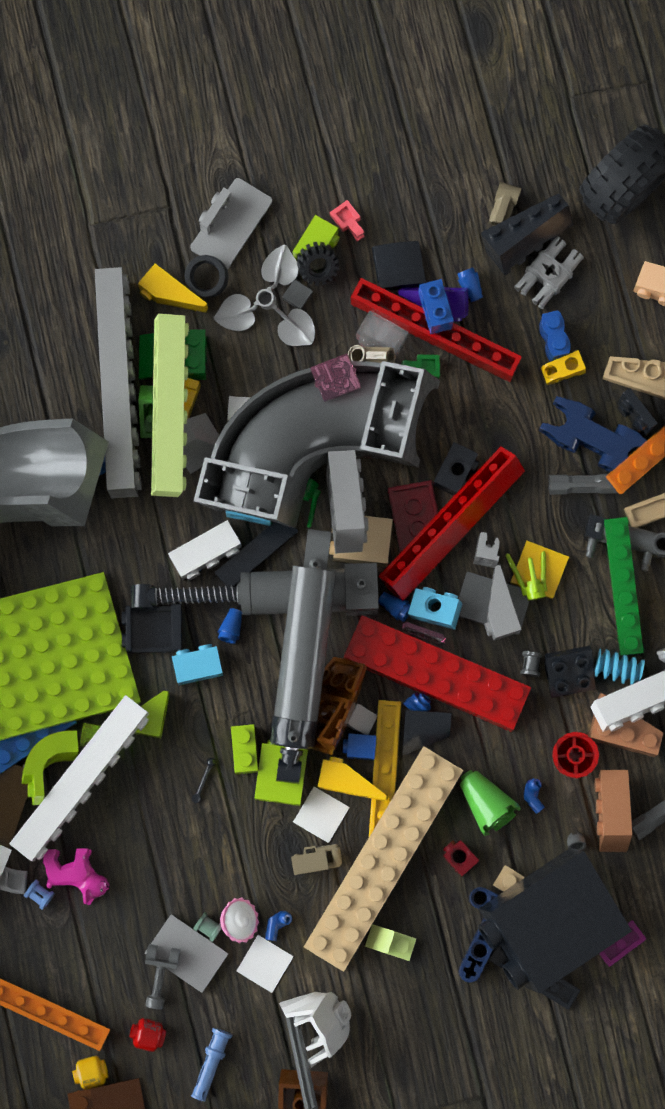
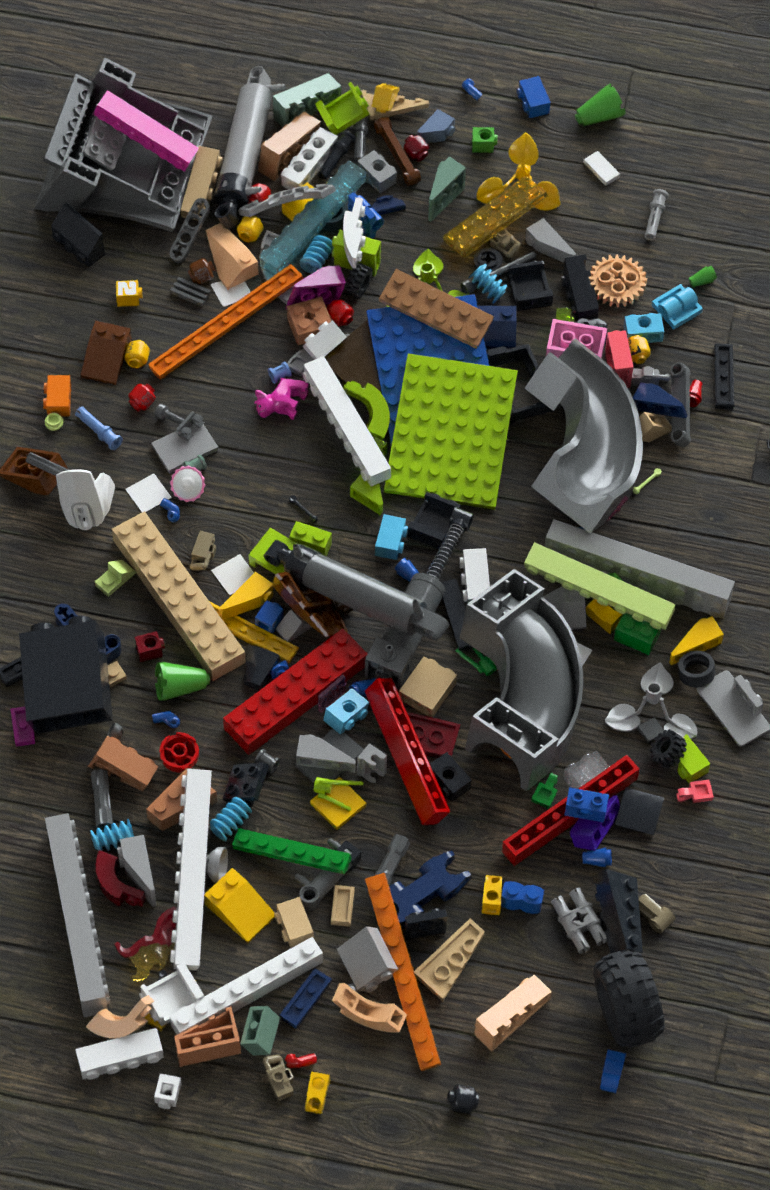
camera: 115 degrees right, 20 degrees down
(335, 377) = (563, 708): clear pink piece -> none
(346, 501) = (460, 673): light grey brick -> none
(372, 354) = (571, 752): dark tan piece -> none

